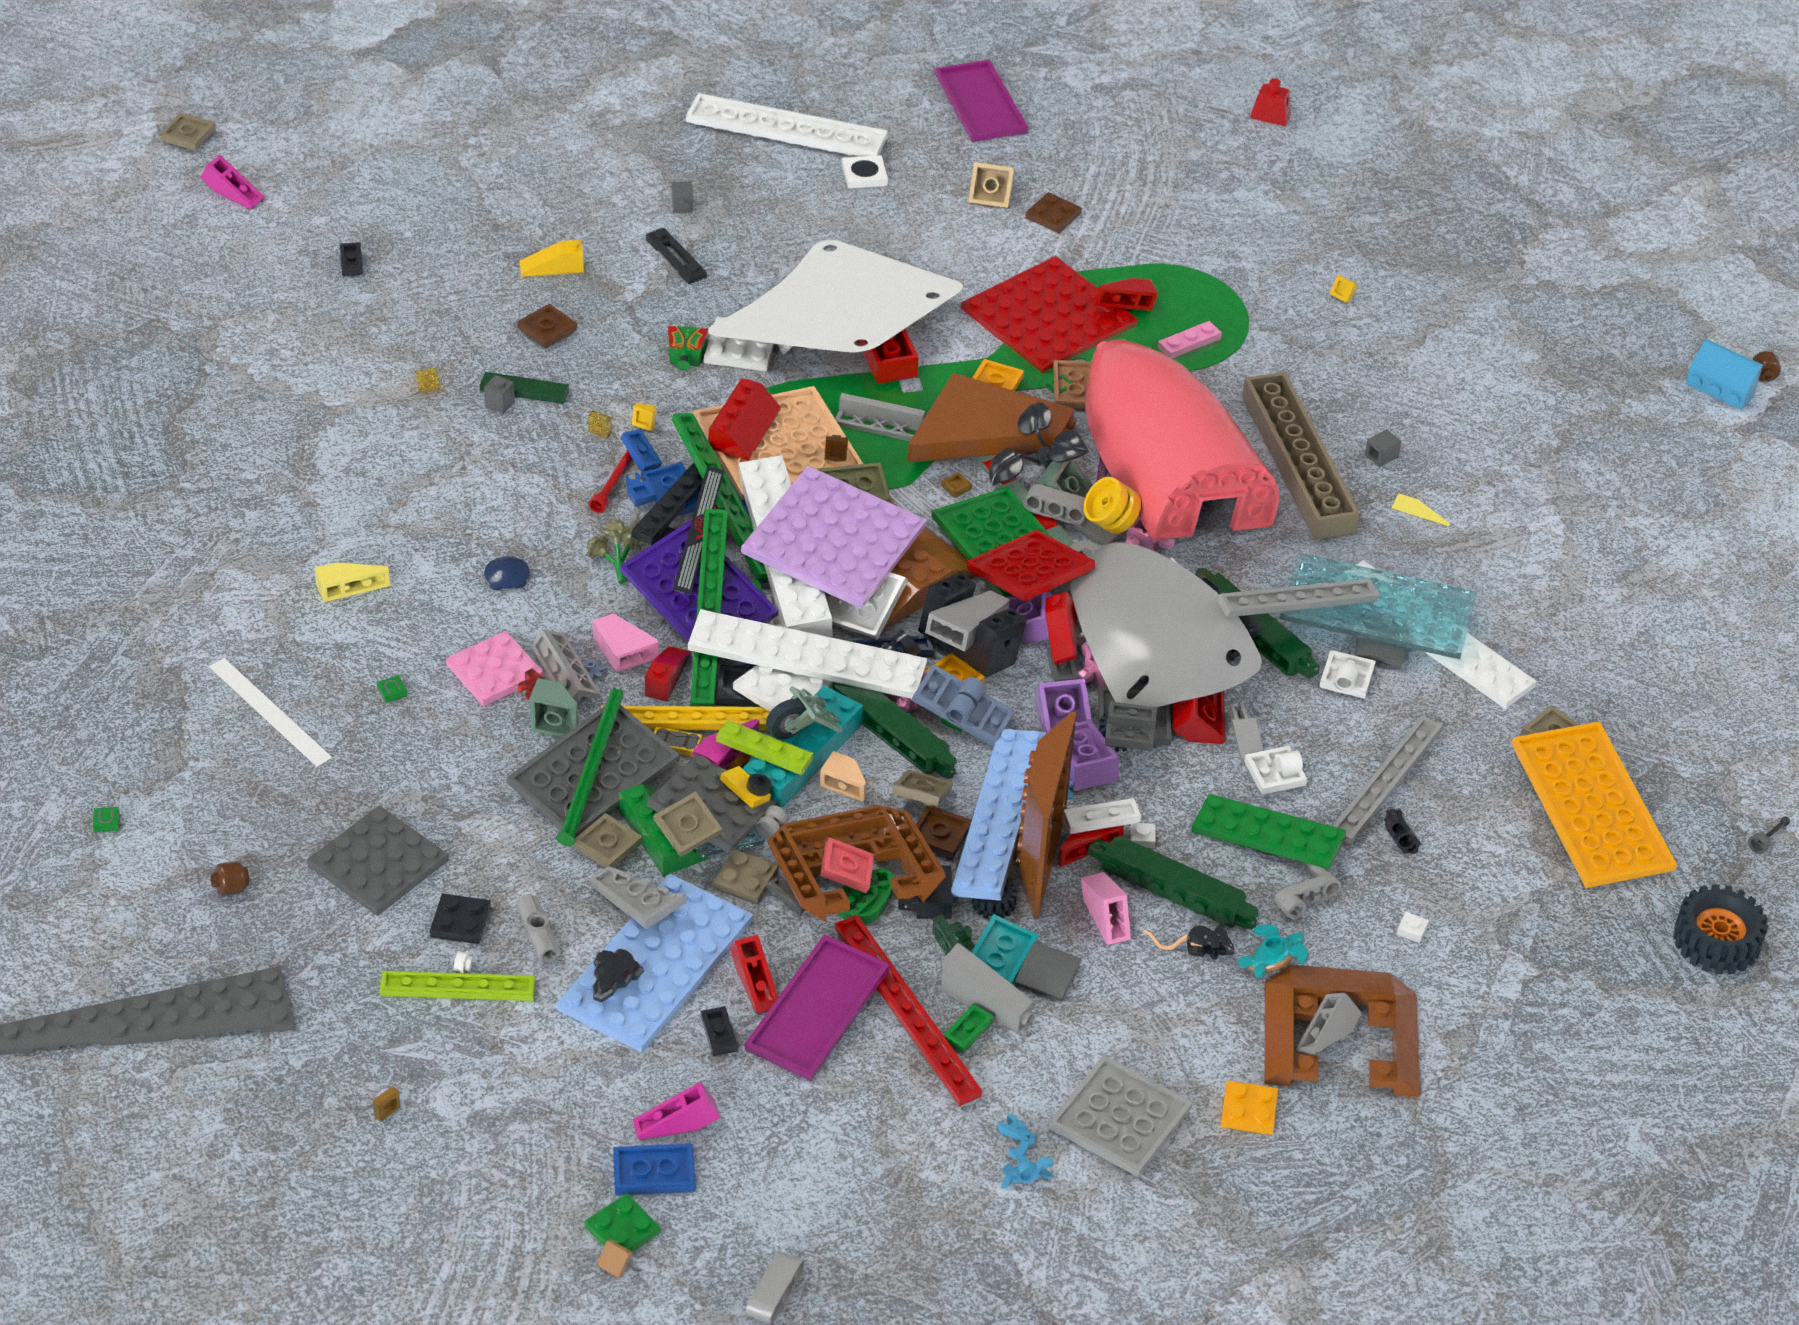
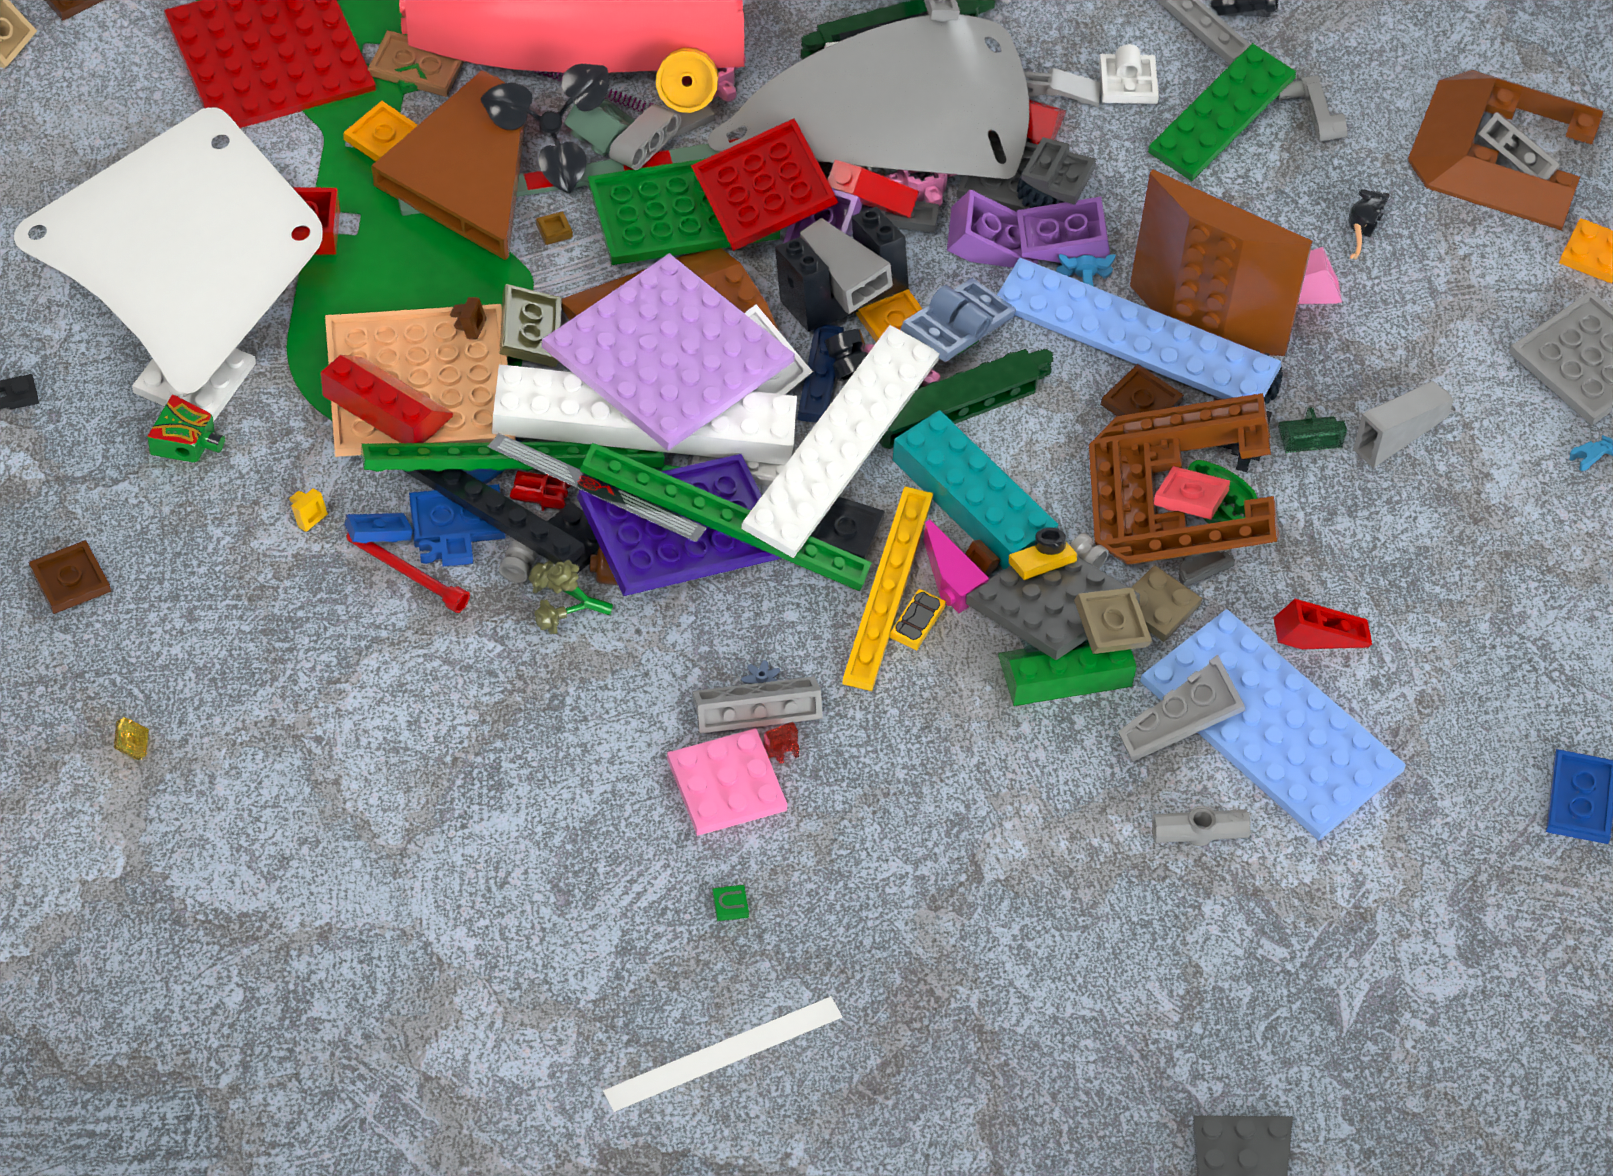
camera: 75 degrees left, 10 degrees up
(230, 878) = (1032, 1143): reddish brown head -> none
(349, 579) = (508, 915): light yellow slope -> none
(378, 860) = (1033, 977): dark grey plate -> none
(386, 1103) = (1444, 1039): pearl gold tile -> none
(457, 985) = (1263, 933): lime tile -> none
(460, 918) = (1155, 907): black plate -> none
(463, 962) = (1232, 917): white plate -> none
(499, 394) = (200, 660): dark grey brick -> none
(506, 573) = (552, 730): dark blue dish -> none
(532, 388) = (184, 633): dark green tile -> none
(552, 709) = (846, 724): sand green slope -> none
(591, 766) = (962, 704): green axle -> none
(599, 424) = (304, 562): clear yellow plate -> none
(607, 841) = (1072, 725): dark tan plate -> none
(614, 972) = (1307, 760): black rock -> none
(623, 642) = (732, 632): bright pink slope -> none
(630, 758) = (955, 709): dark grey plate -> none
(665, 673) = (797, 597): red slope -> none
(679, 1114) = (1519, 753): dark pink slope -> none
(719, 1031) = (1398, 684): black plate -> none
(764, 747) = (994, 518): lime plate -> none
(771, 686) = (881, 489): white plate -> none
(792, 716) = (974, 468): plate -> none
(817, 1007) = (1386, 581): magenta tile -> none
(843, 776) = (1033, 463): light nougat slope -> none
(881, 414) = (402, 260): light grey fence -> none
(914, 1017) = (1411, 500): red plate -> none
(922, 787) = (1076, 394): dark tan plate -> none
(968, 1028) = (1443, 454): green plate -> none
(1004, 947) = (1338, 391): teal plate -> none
(1048, 971) = (1375, 361): dark grey slope -> none
(1175, 882) = (1303, 191): dark green hinge -> none
(1274, 951) = (1400, 160): teal animal -> none
(1412, 927) = (1380, 42): white plate -> none

